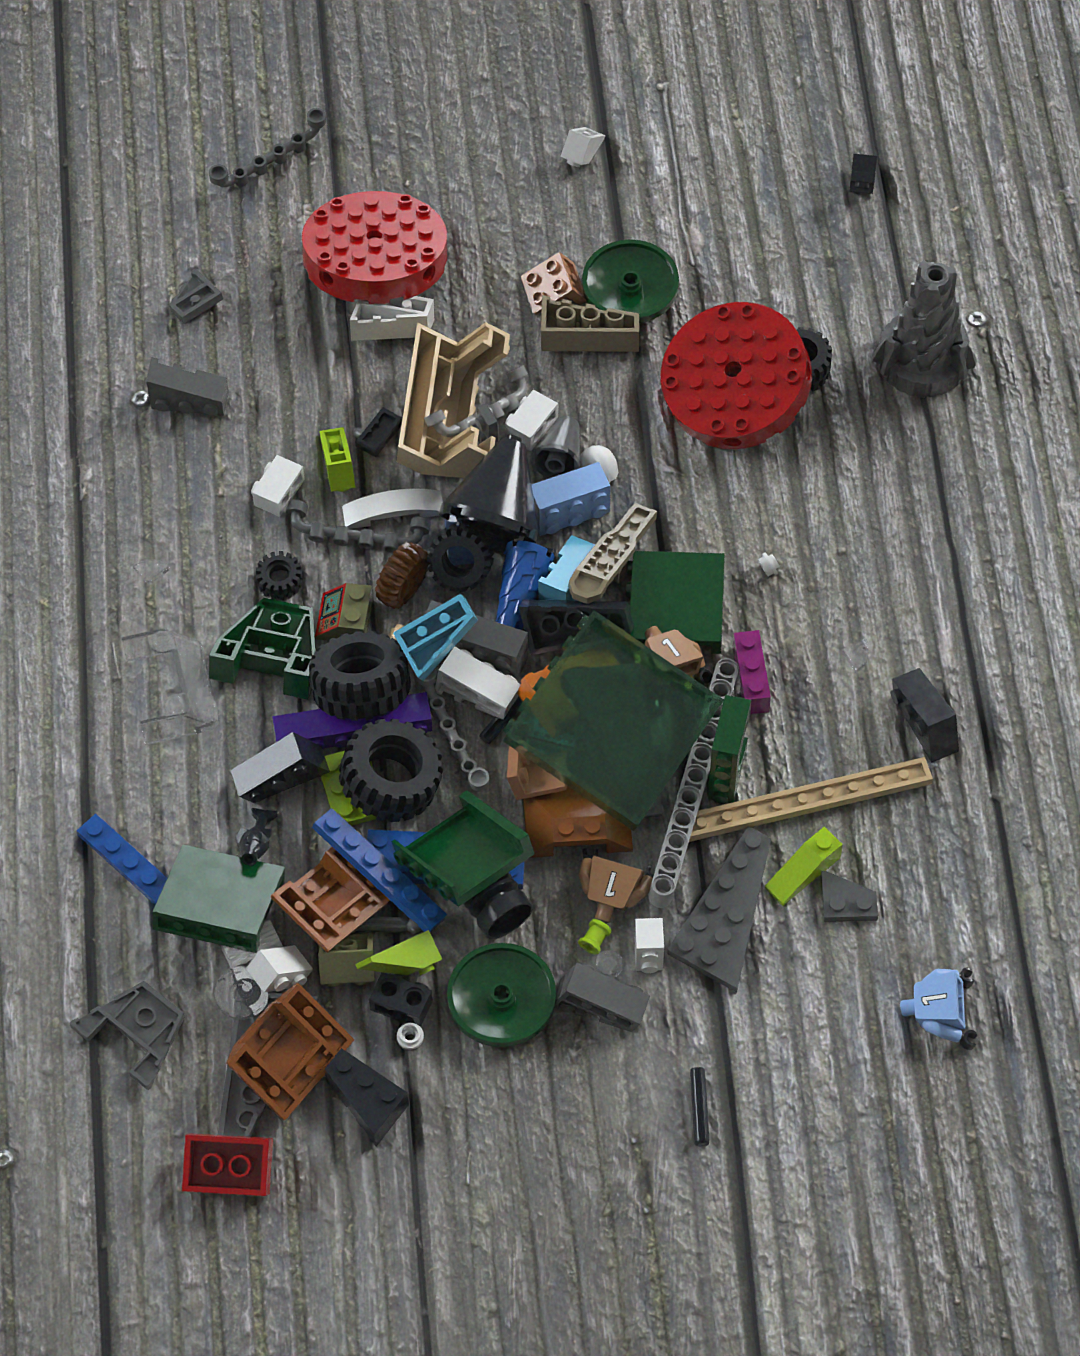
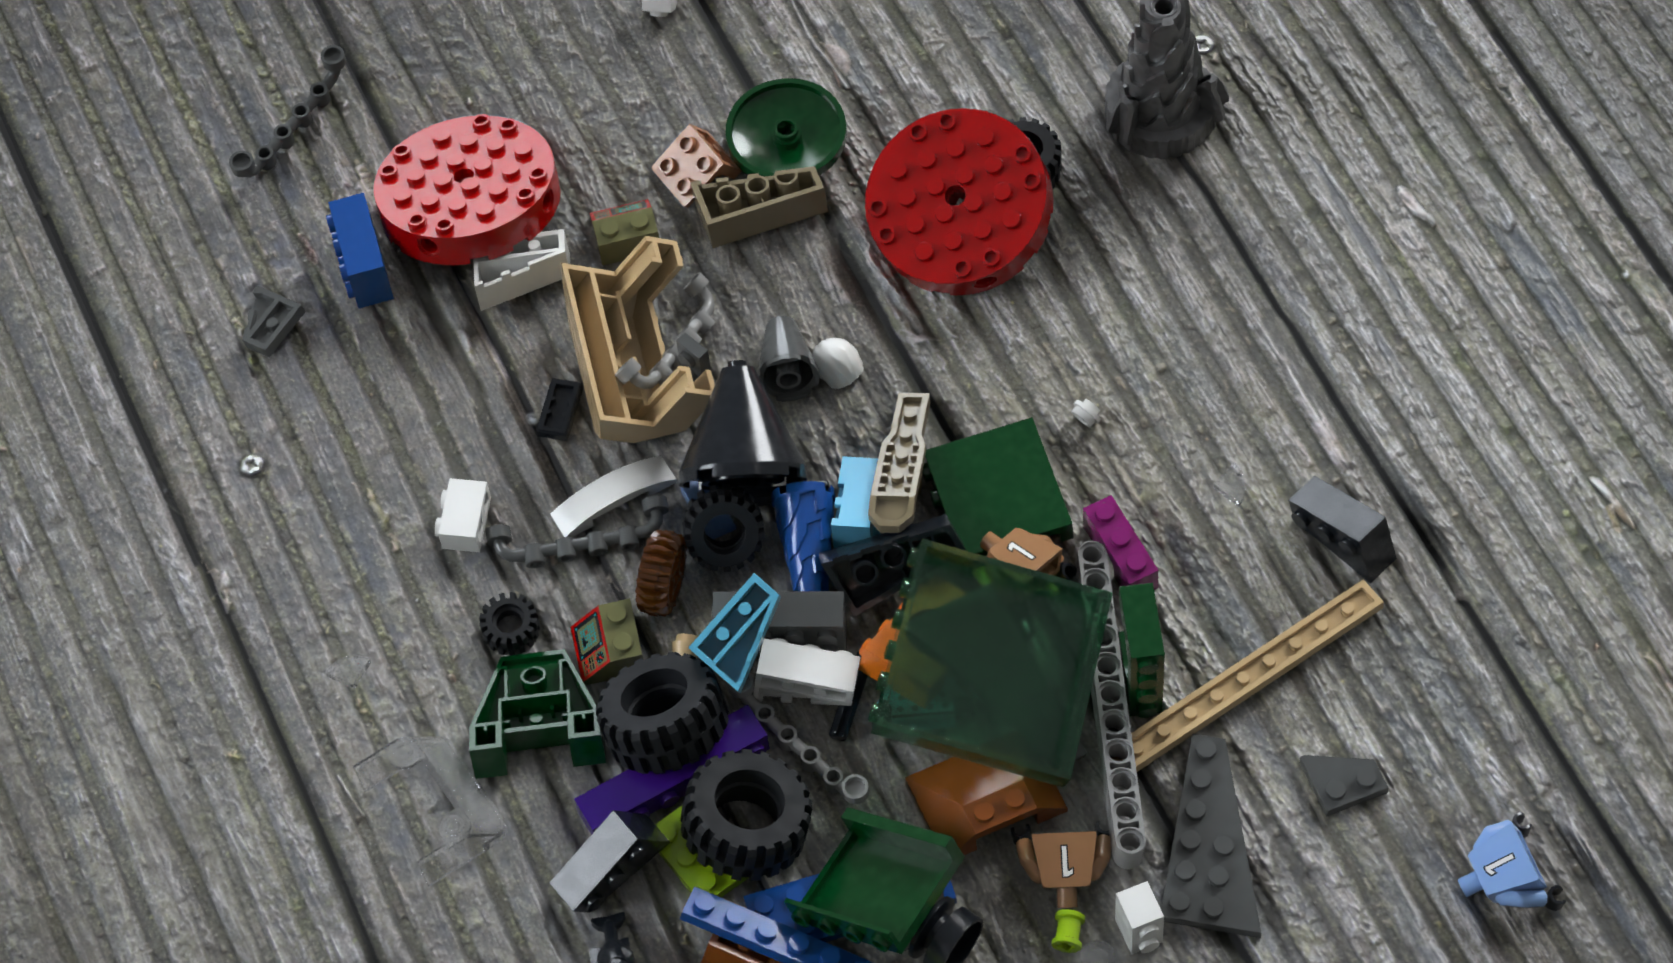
camera: 15 degrees left, 0 degrees up
(186, 391) = (306, 438): dark grey wedge -> none
(278, 267) = (358, 251): none -> blue brick
(337, 459) = (523, 459): lime slope -> none
(476, 310) = (621, 229): none -> olive slope
(528, 778) = (914, 766): nougat bracket -> none
(532, 418) = (736, 332): white brick -> none
(571, 498) = (827, 410): light blue brick -> none
(805, 866) = (1279, 758): lime slope -> none

